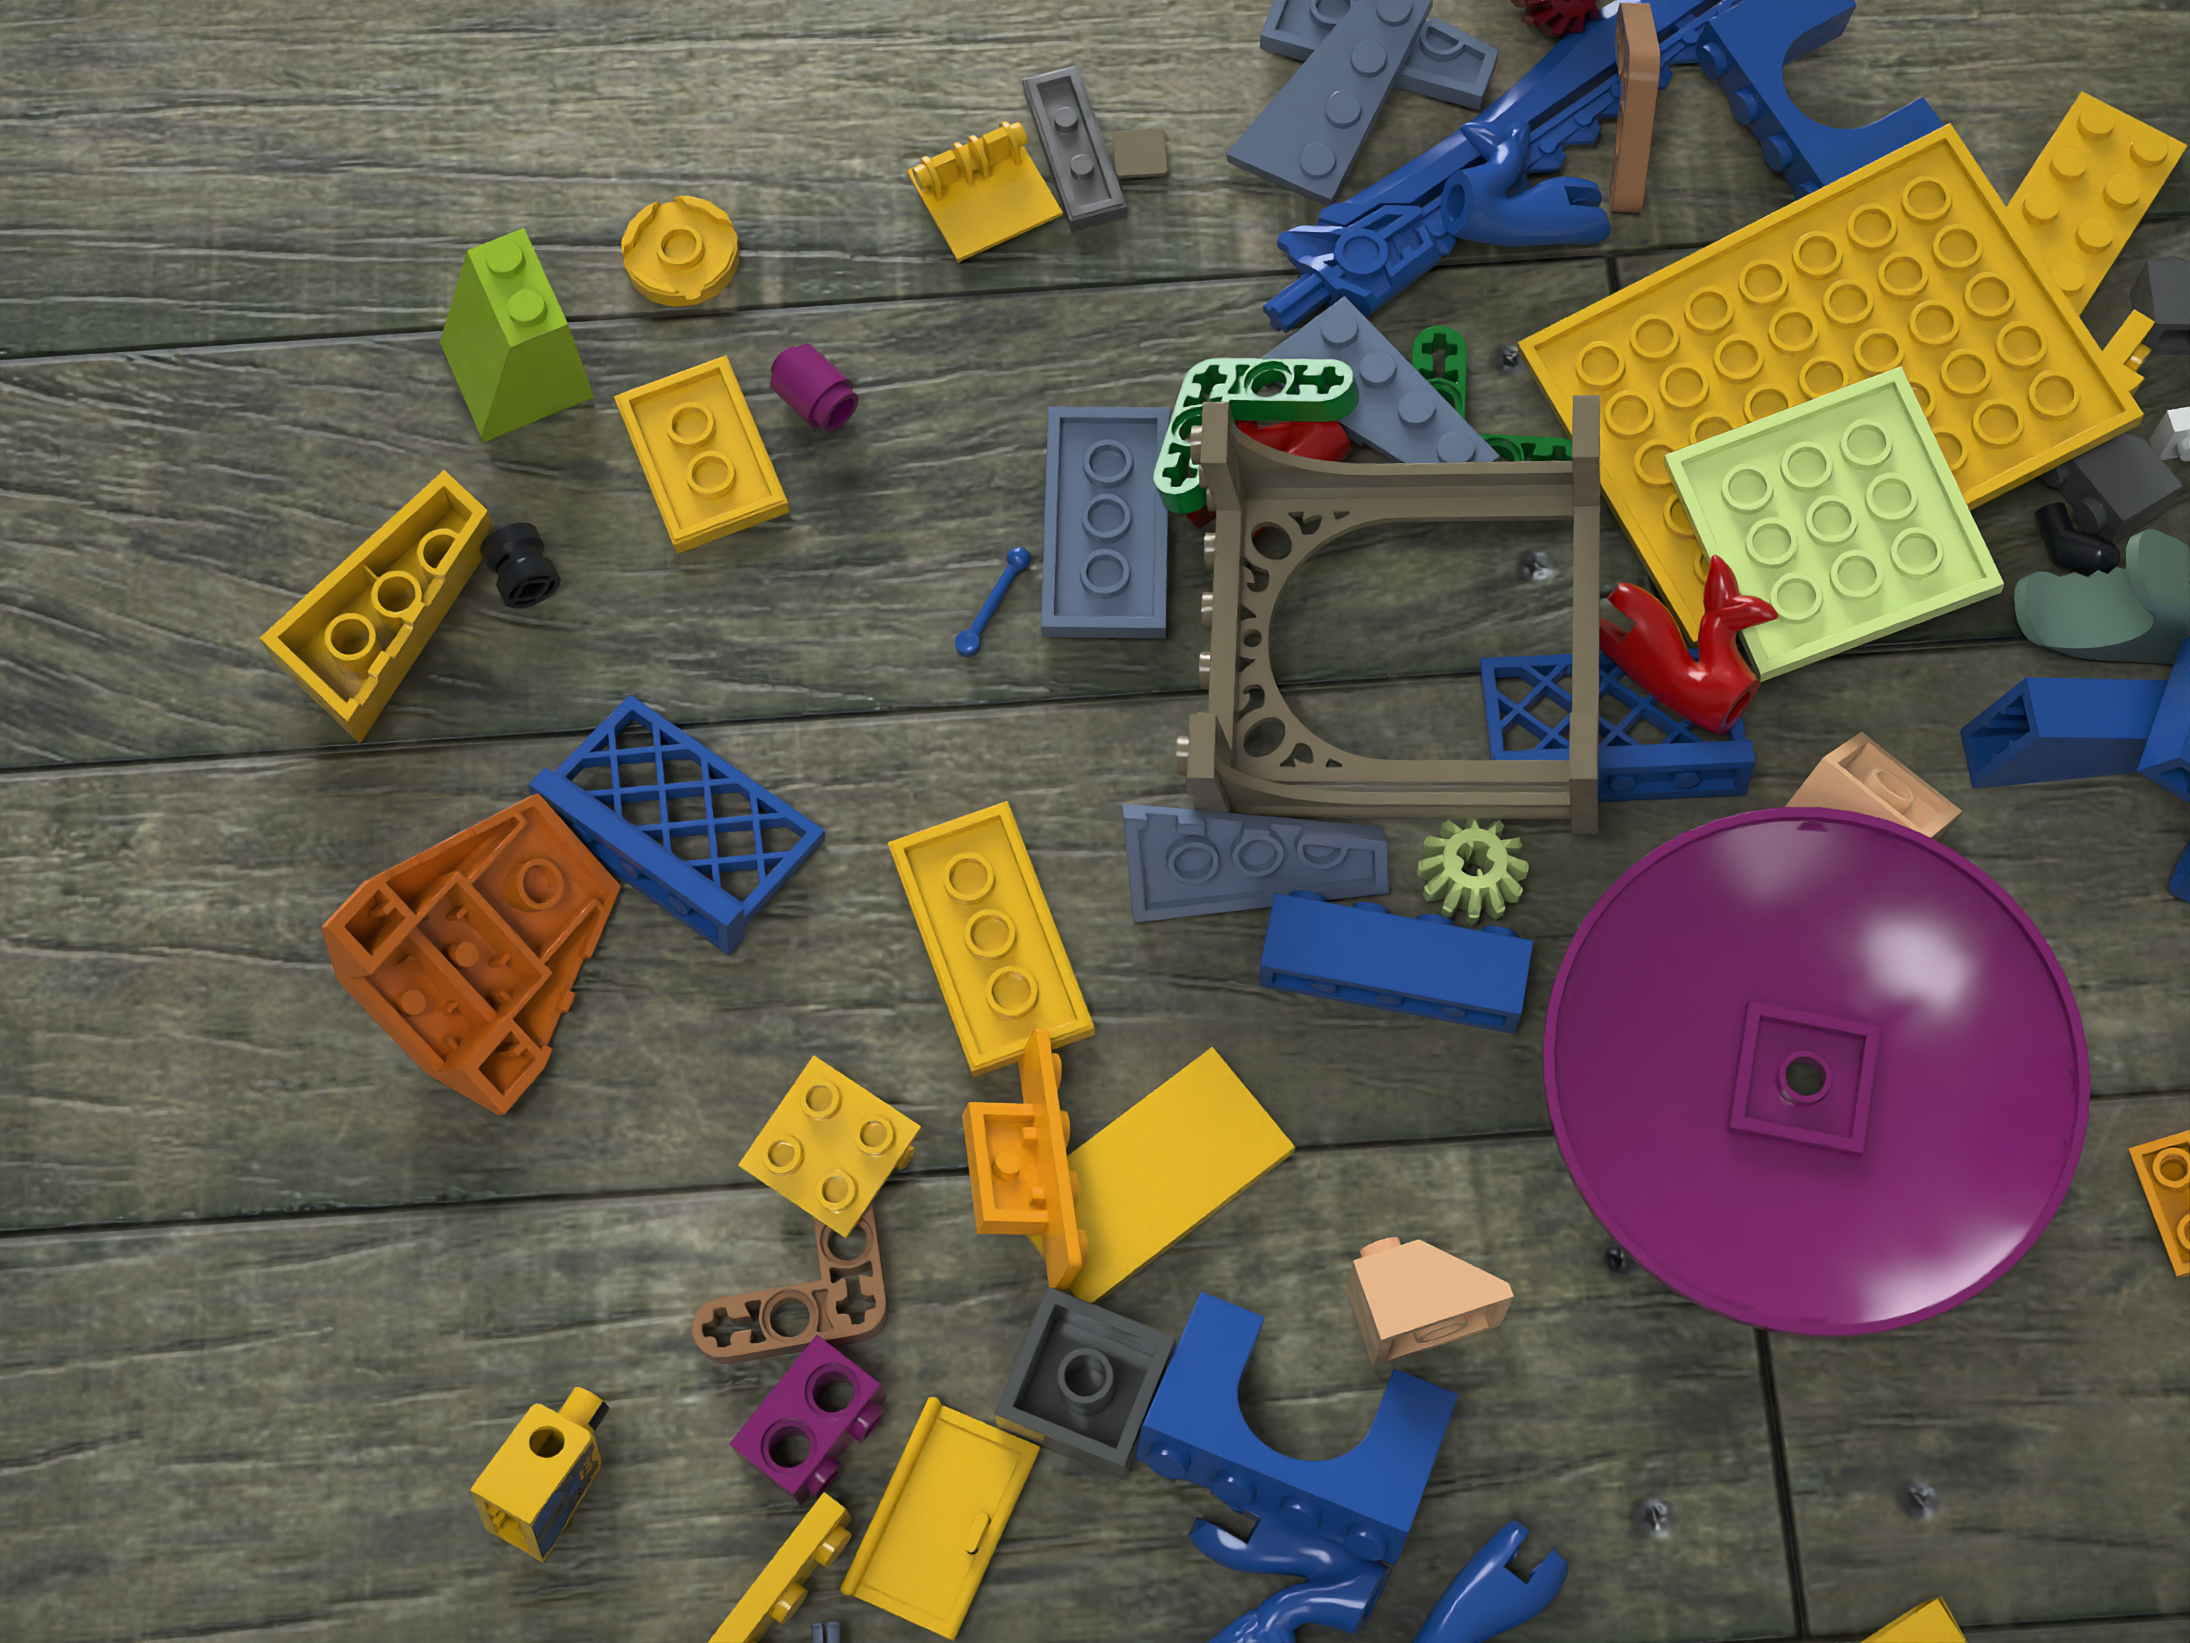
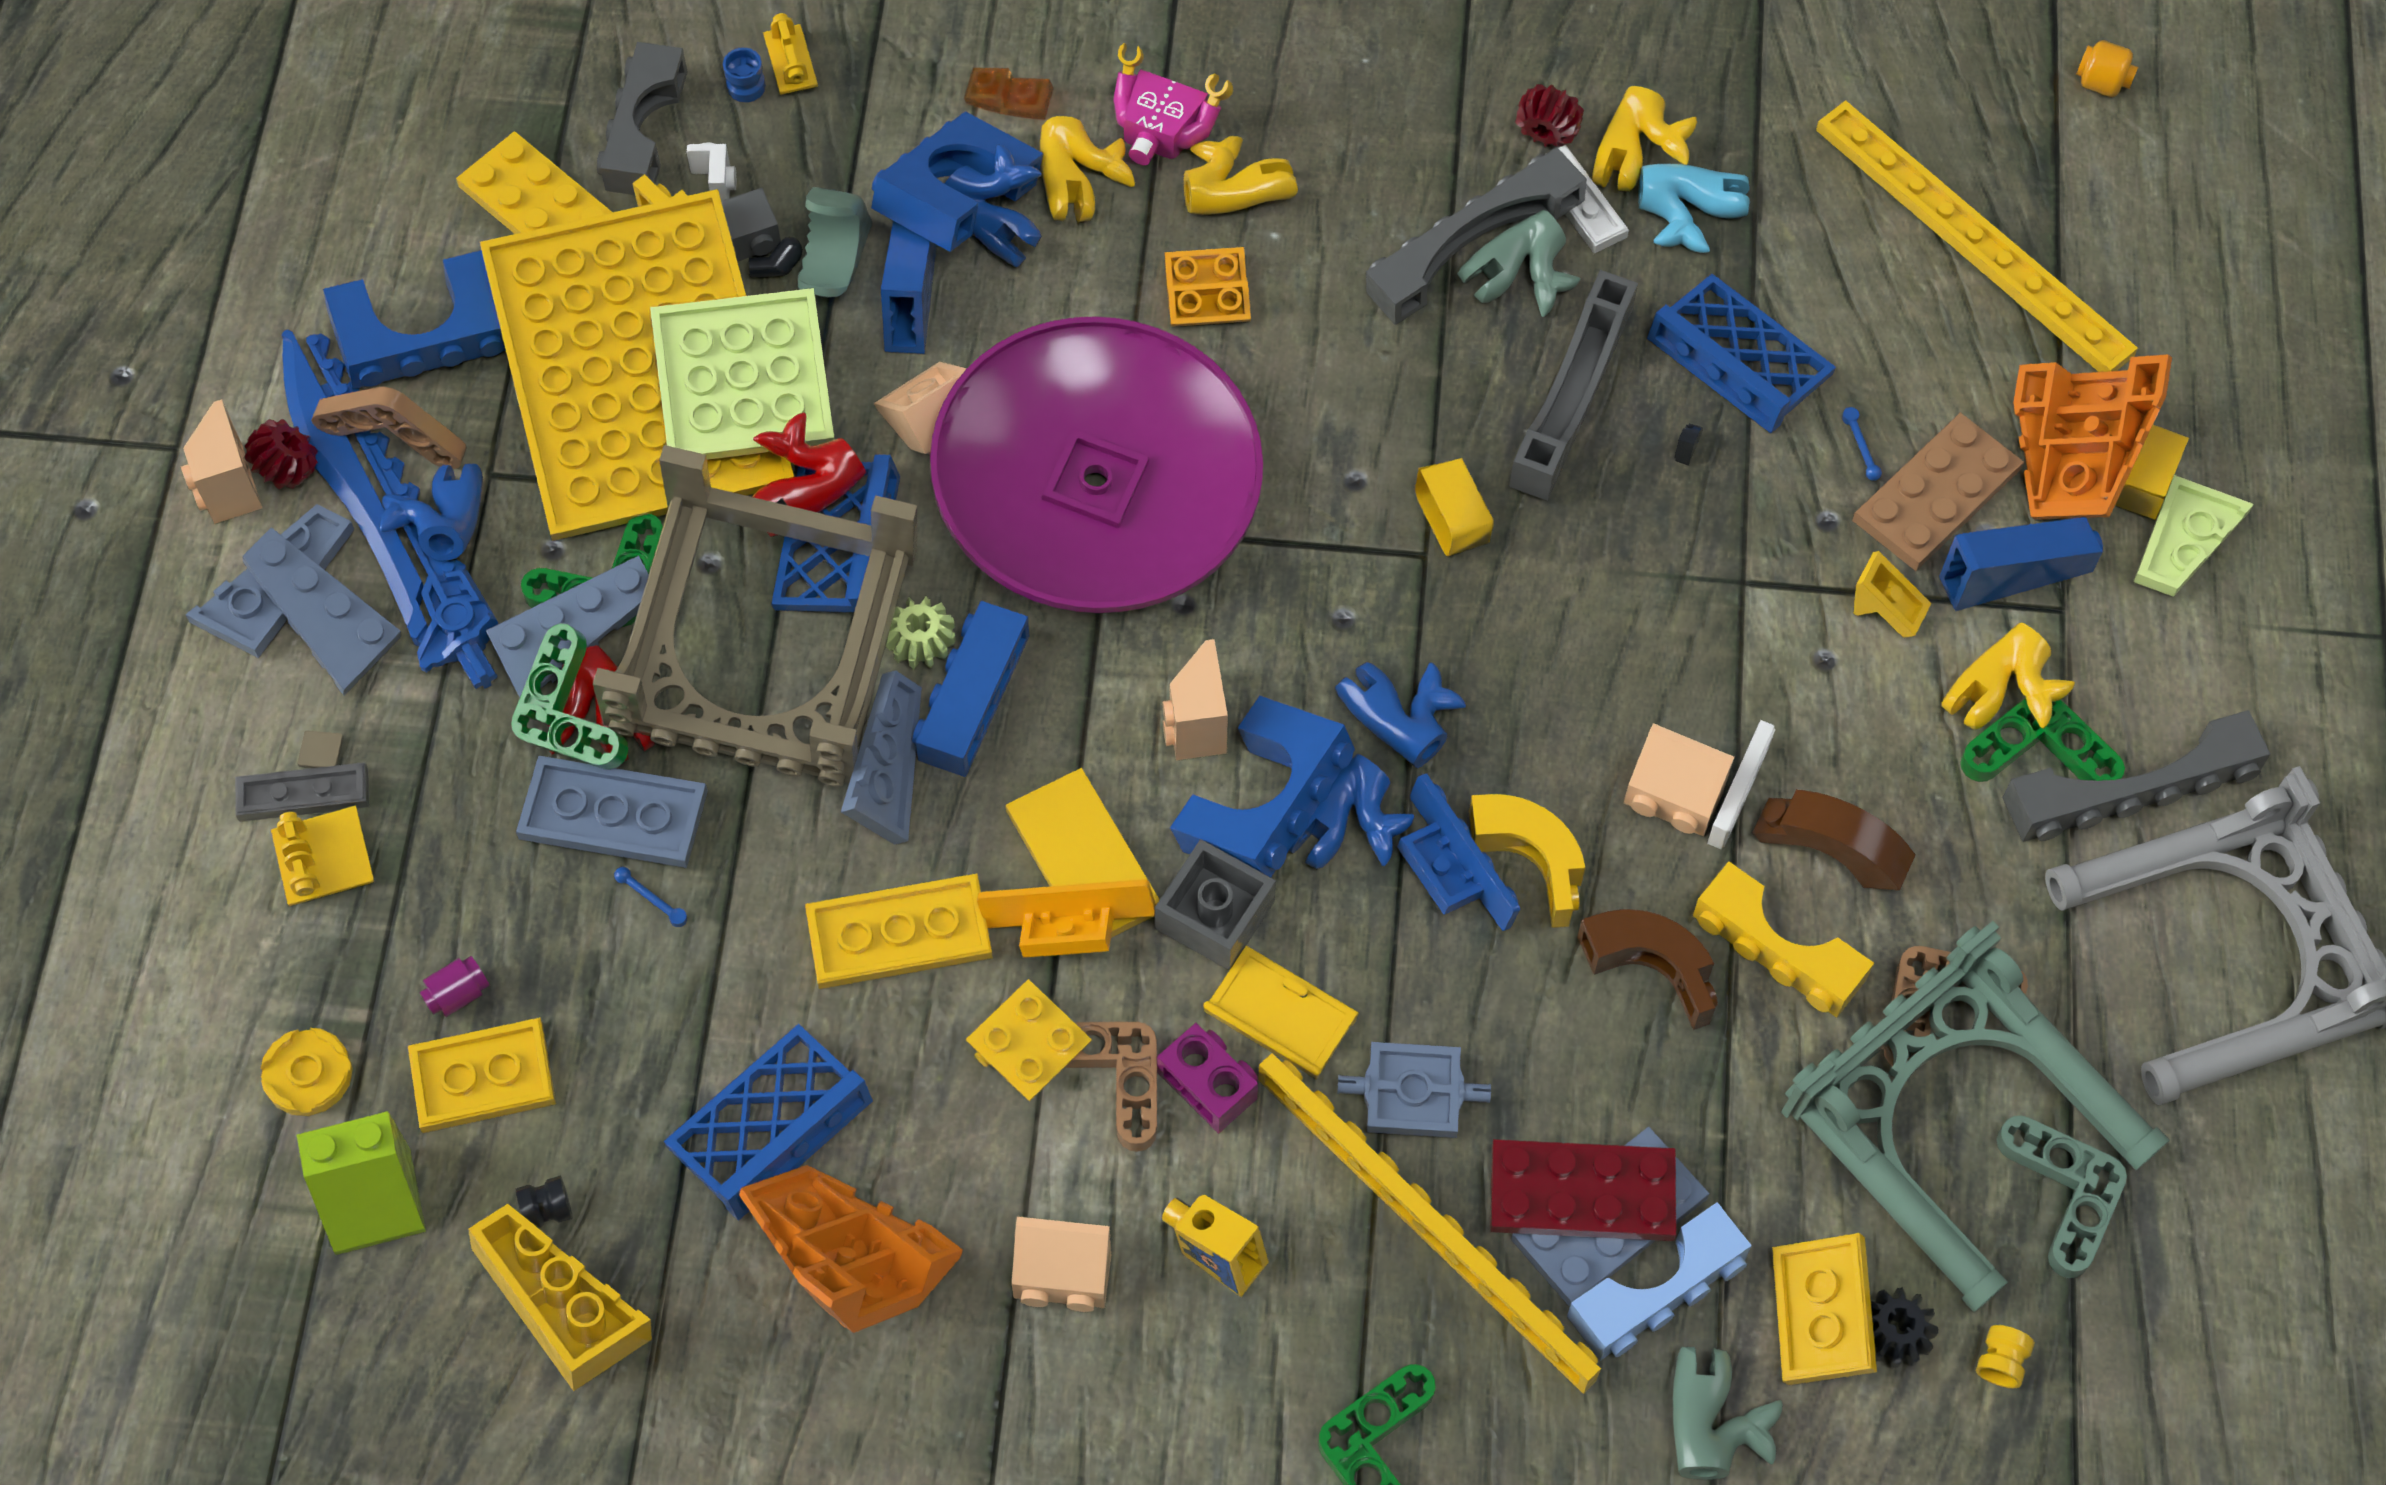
camera: 85 degrees left, 5 degrees down
(485, 1254) = (1061, 1263): none -> light nougat slope

